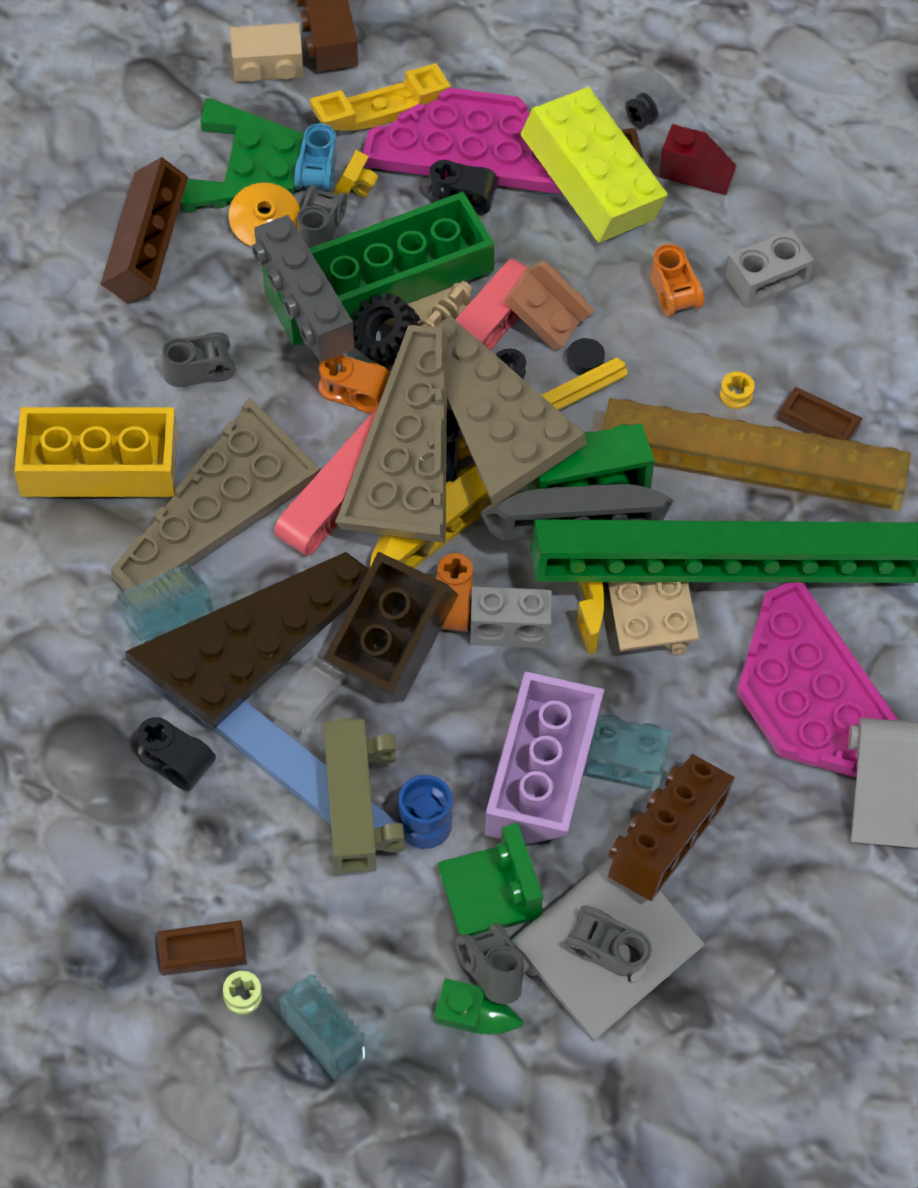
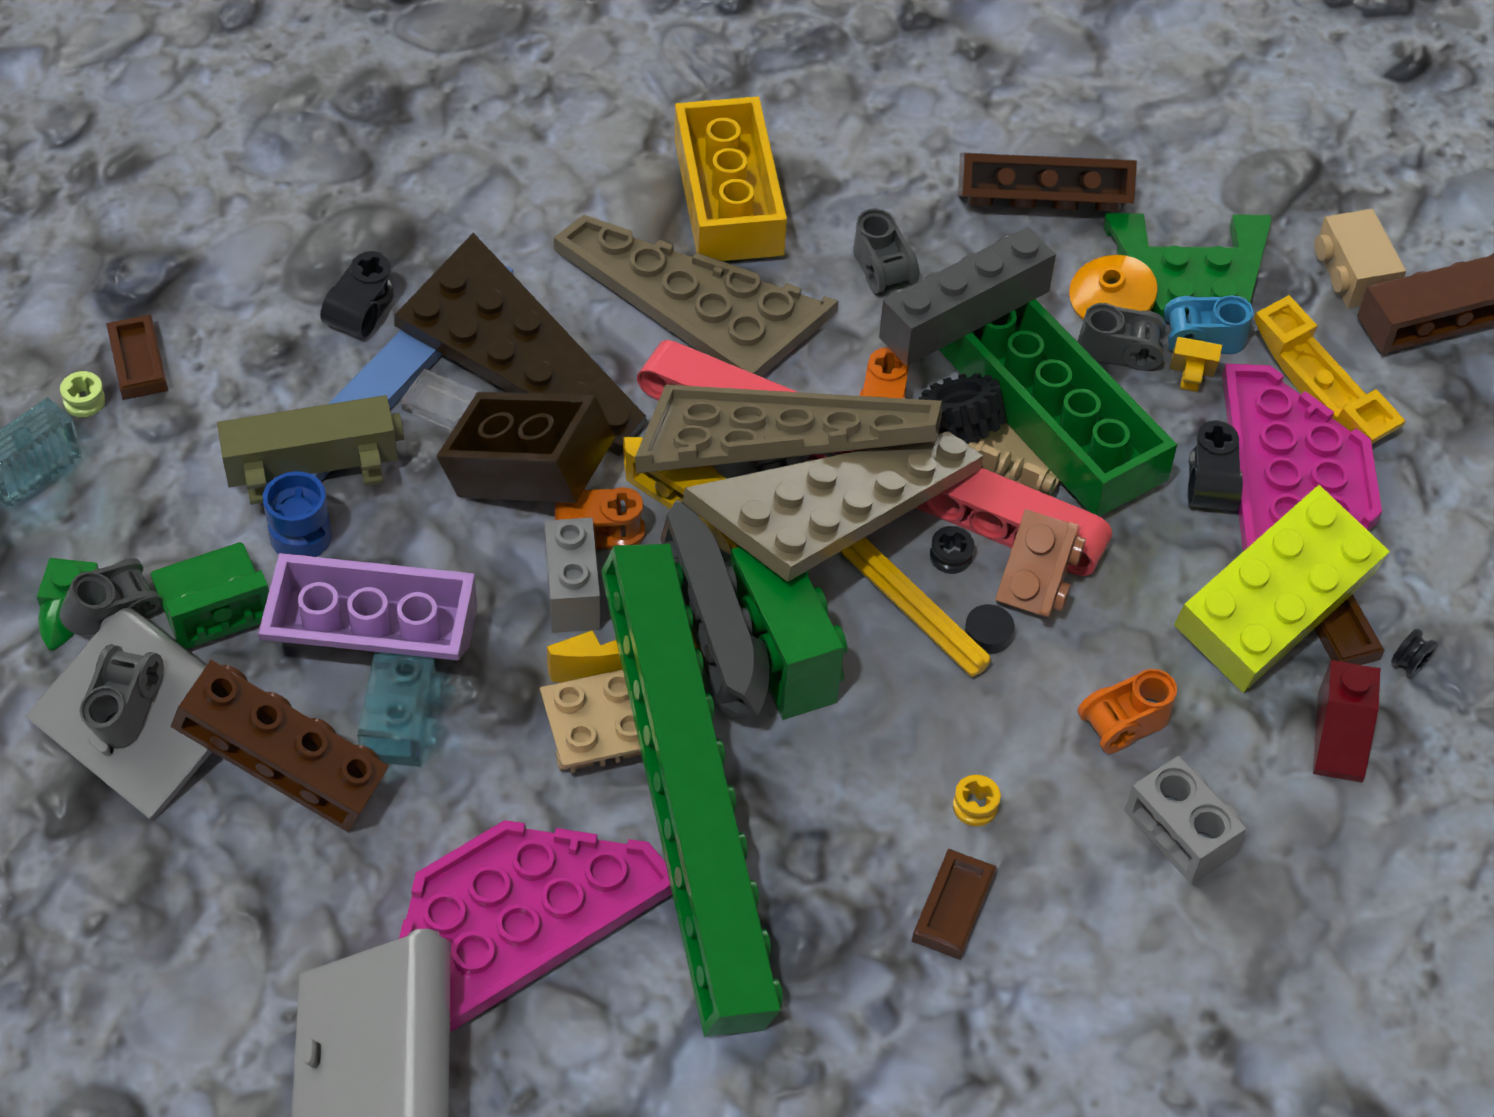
camera: 80 degrees right, 5 degrees down
(165, 602) = (545, 262): clear light blue brick -> none
(768, 455) = (869, 830): clear yellow brick -> none

